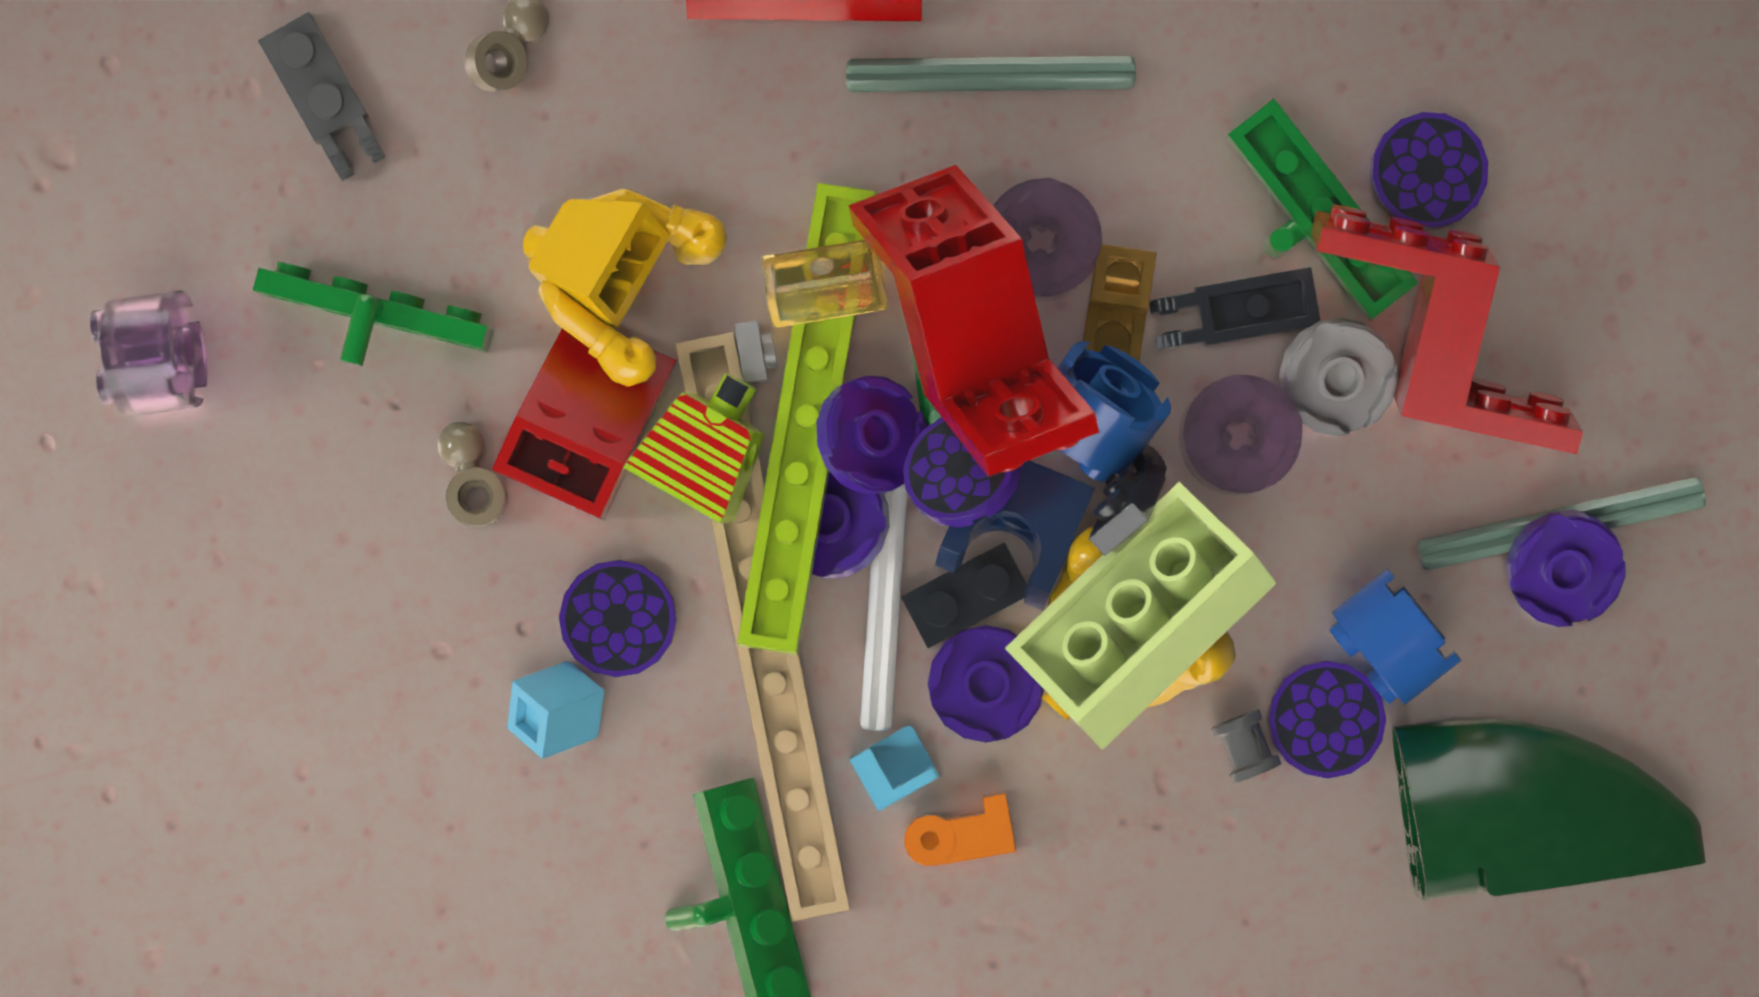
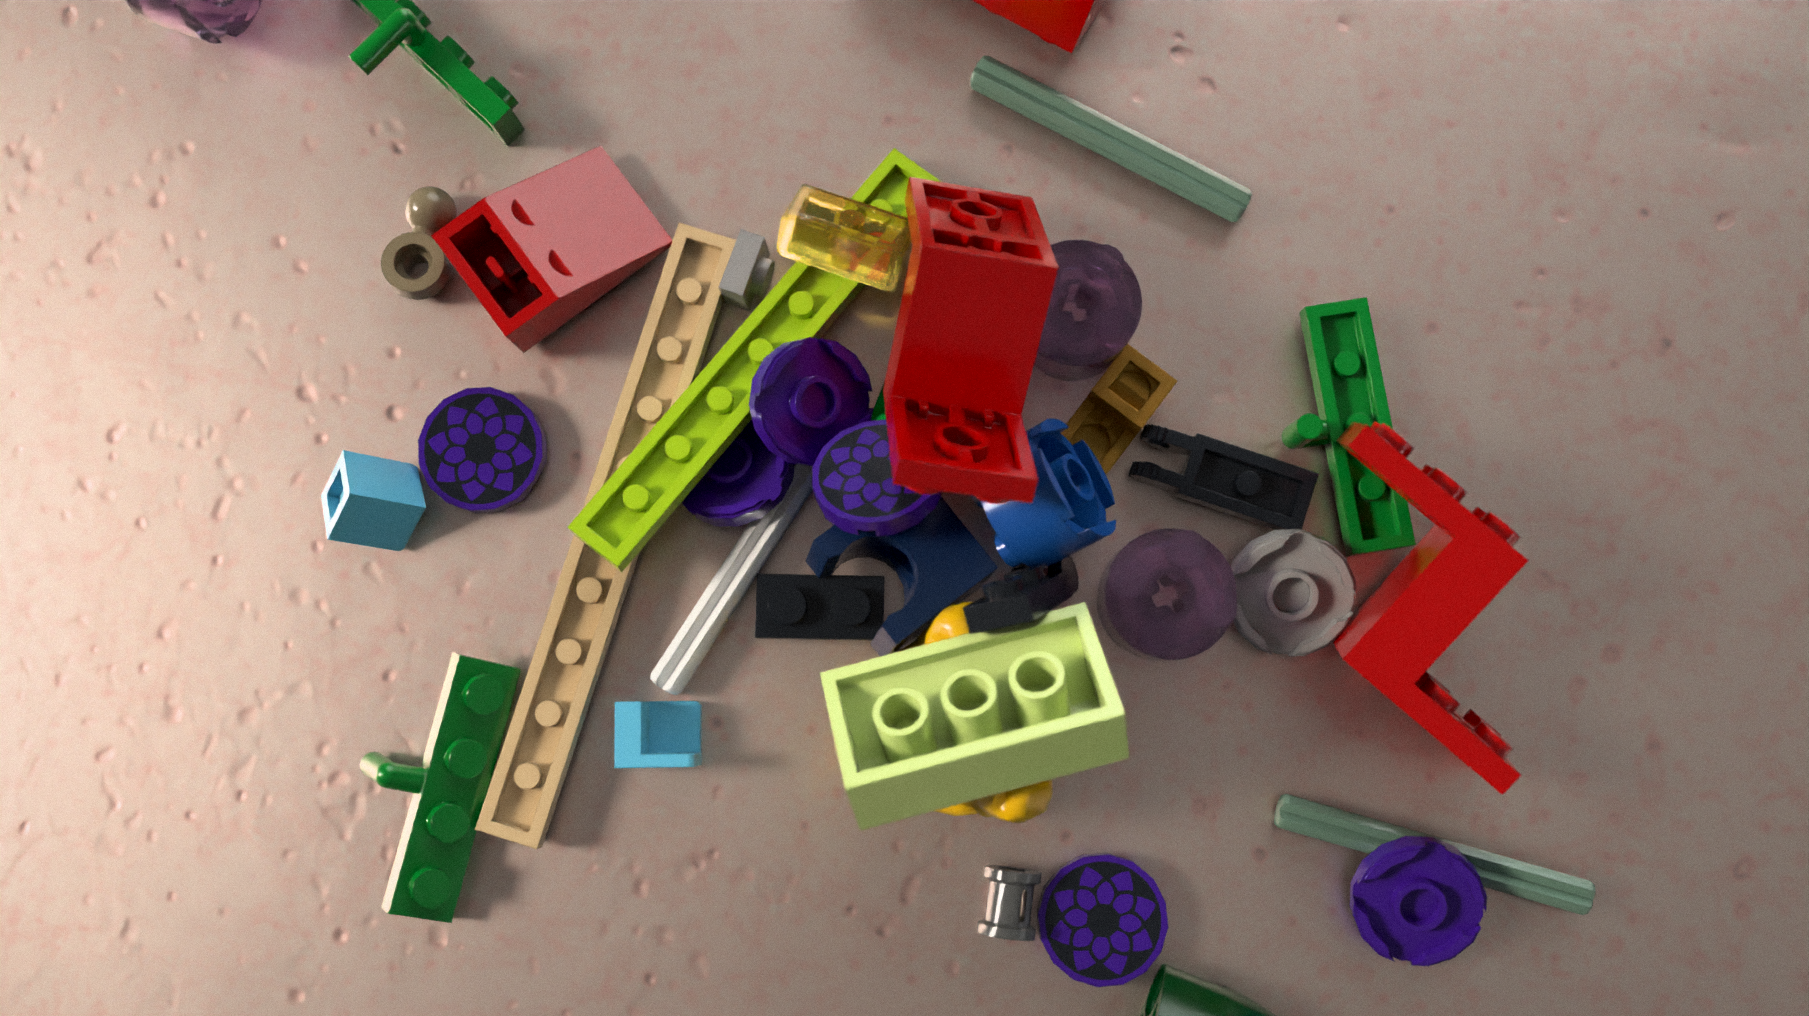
camera: 30 degrees right, 5 degrees down
(599, 259) = (650, 101): yellow torso -> none
(703, 450) = (642, 328): torso -> none
(943, 840) = (667, 832): orange leg -> none
(981, 686) = (782, 703): dark purple tile -> none
(1393, 638) = (1214, 877): blue brick -> none
(1429, 169) = (1482, 442): tile -> none

